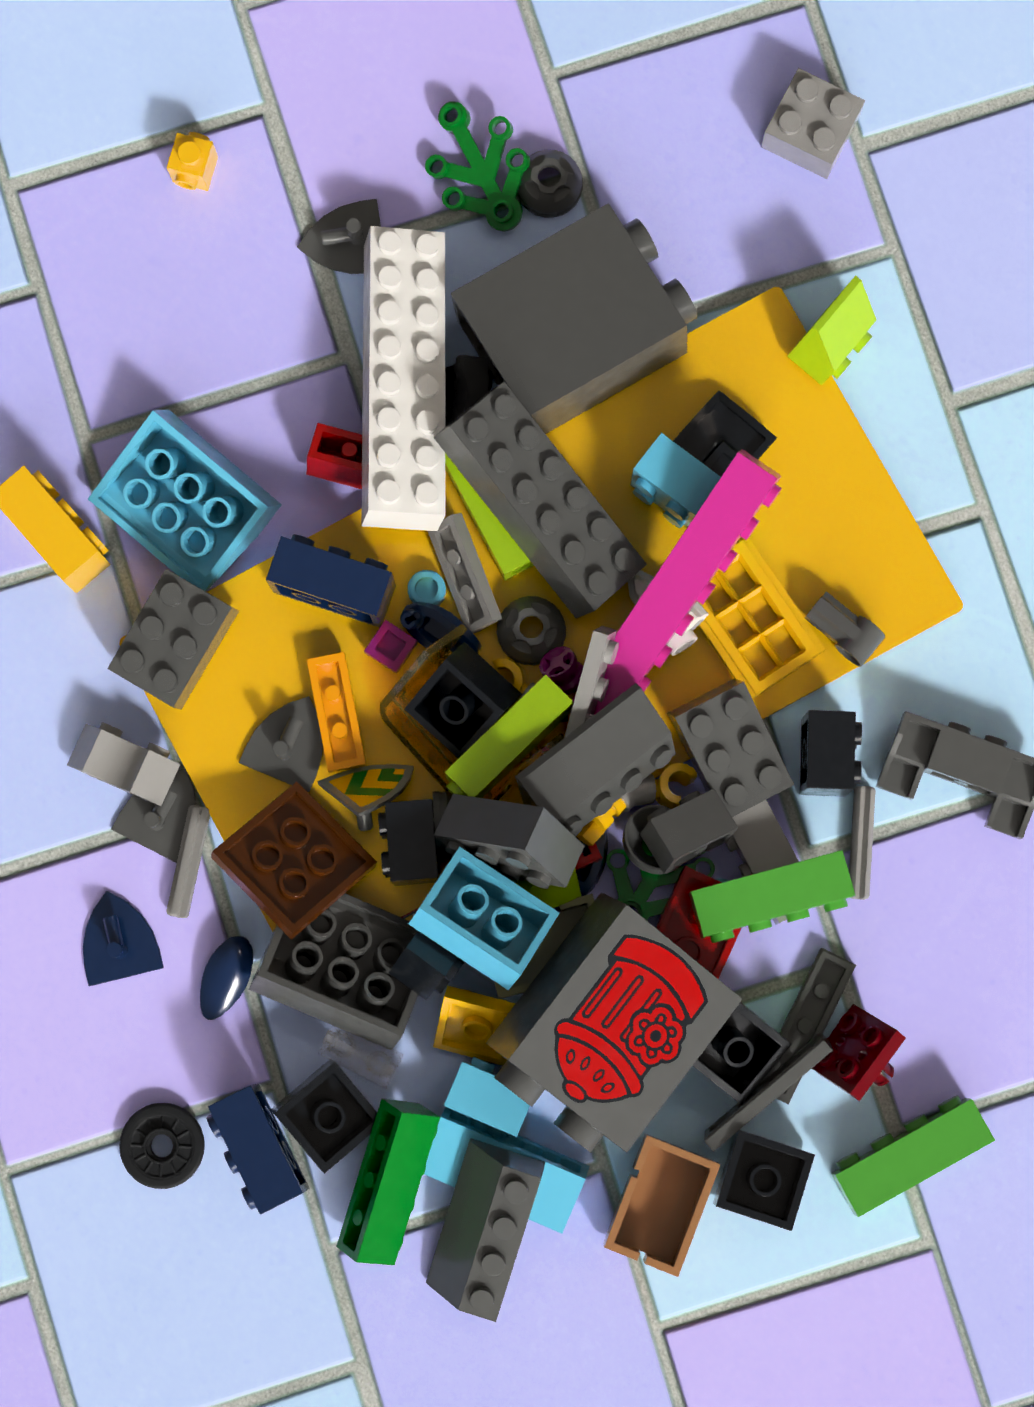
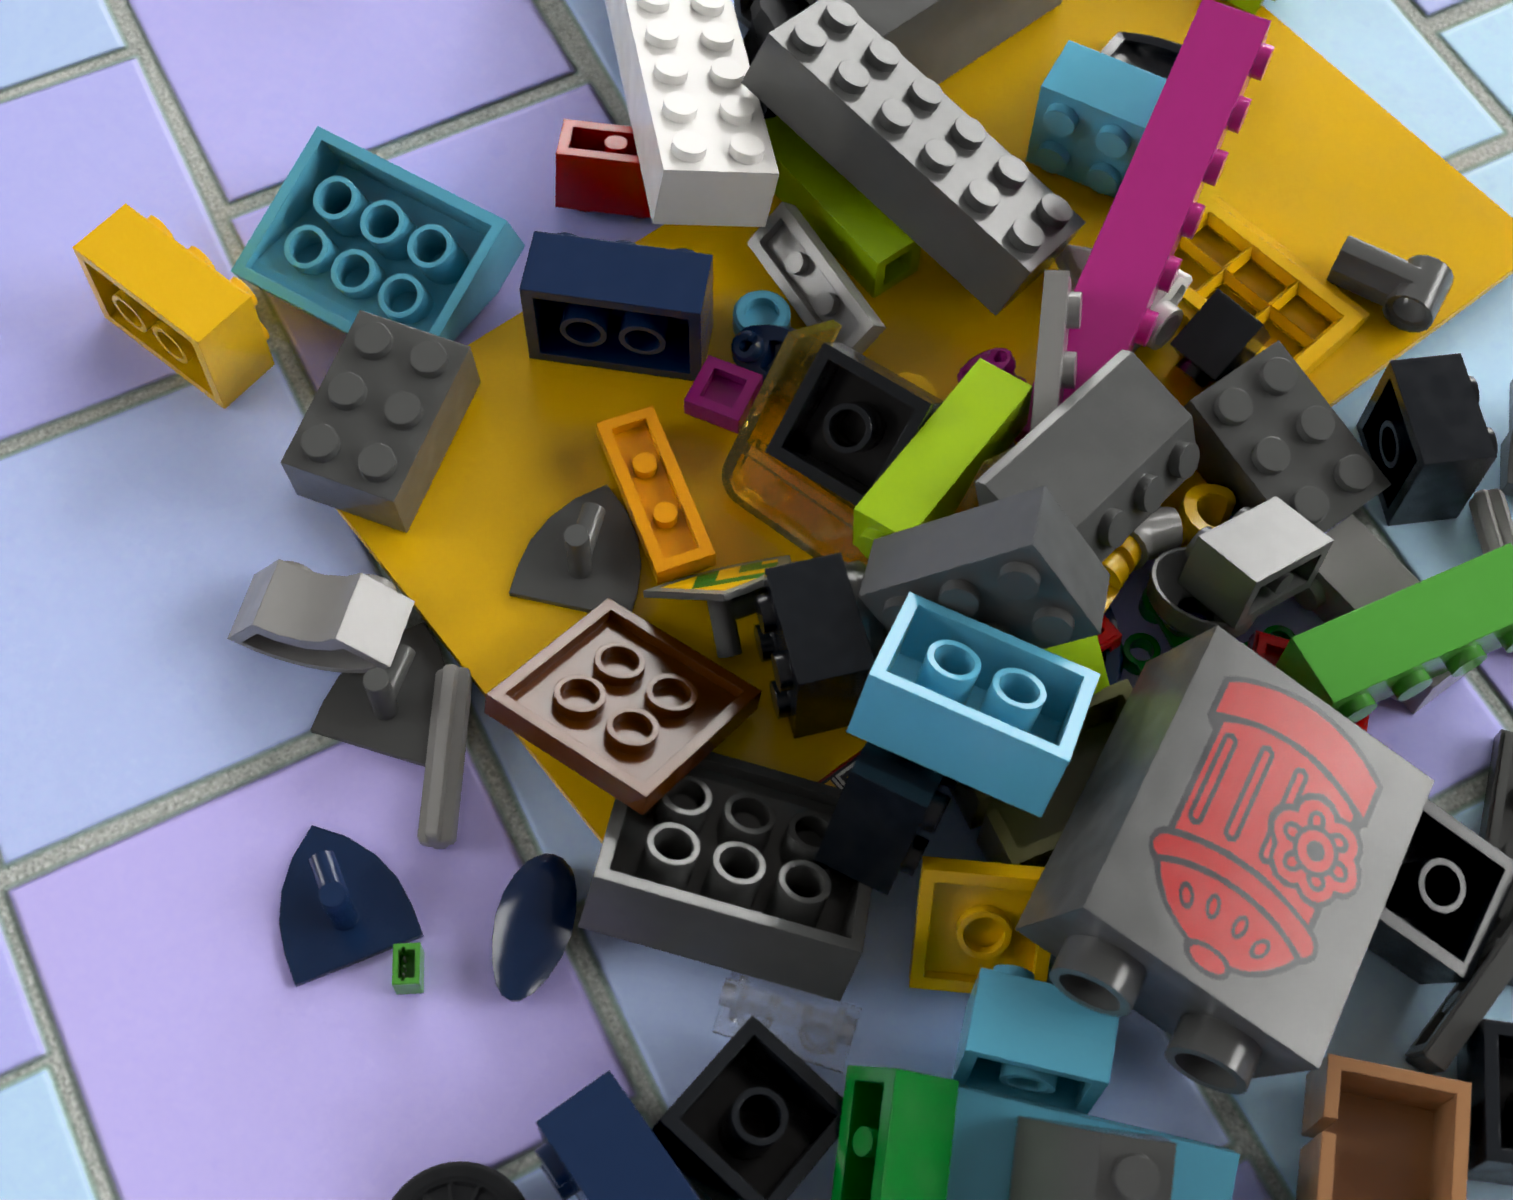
camera: 15 degrees left, 20 degrees down
(152, 989) = (408, 968): none -> bright green piece
(530, 650) = (939, 363): dark grey piece -> none
(715, 662) = (1218, 340): none -> black brick

